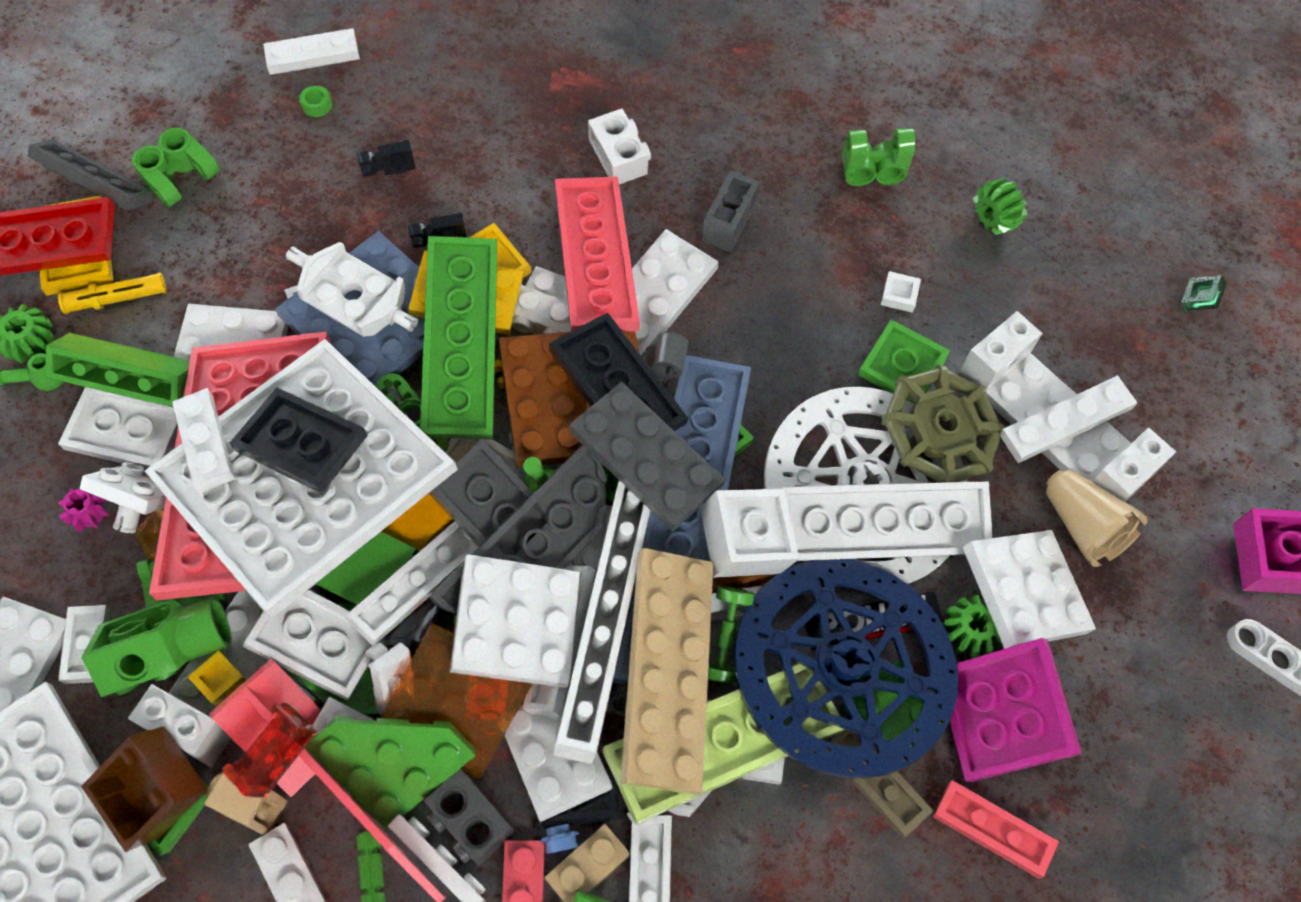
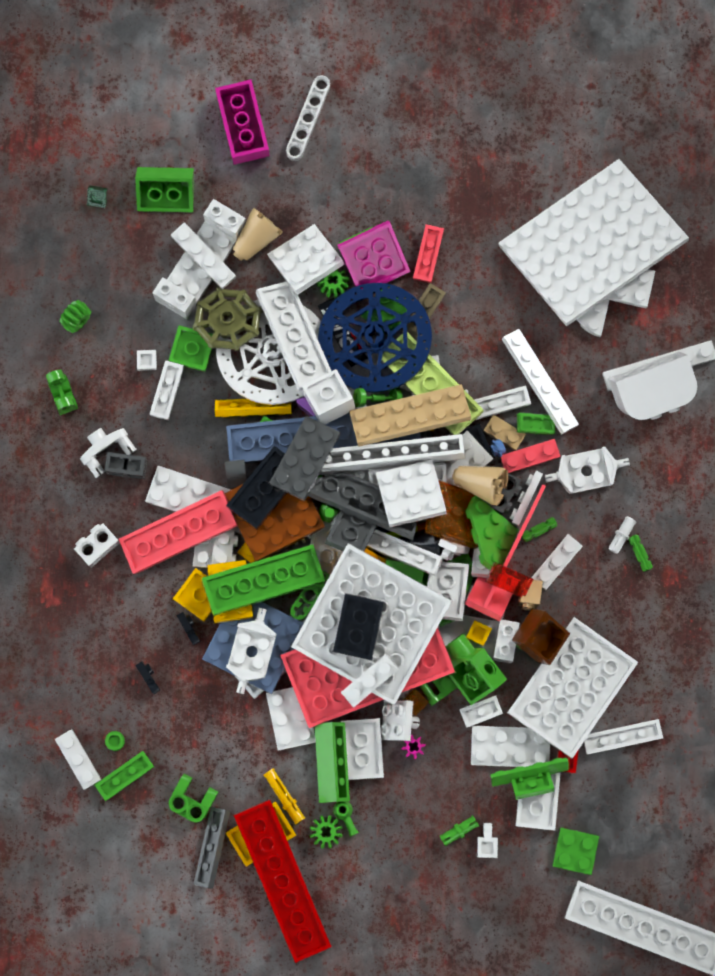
camera: 105 degrees left, 15 degrees up
(257, 96) = (124, 776): none -> bright green plate
(491, 774) = (482, 481): none -> tan cone
(779, 401) = (246, 407): none -> yellow plate
(781, 196) = (100, 442): none -> white connector
(840, 307) = (166, 390): none -> white plate
(1203, 396) = (165, 189): none -> bright green slope

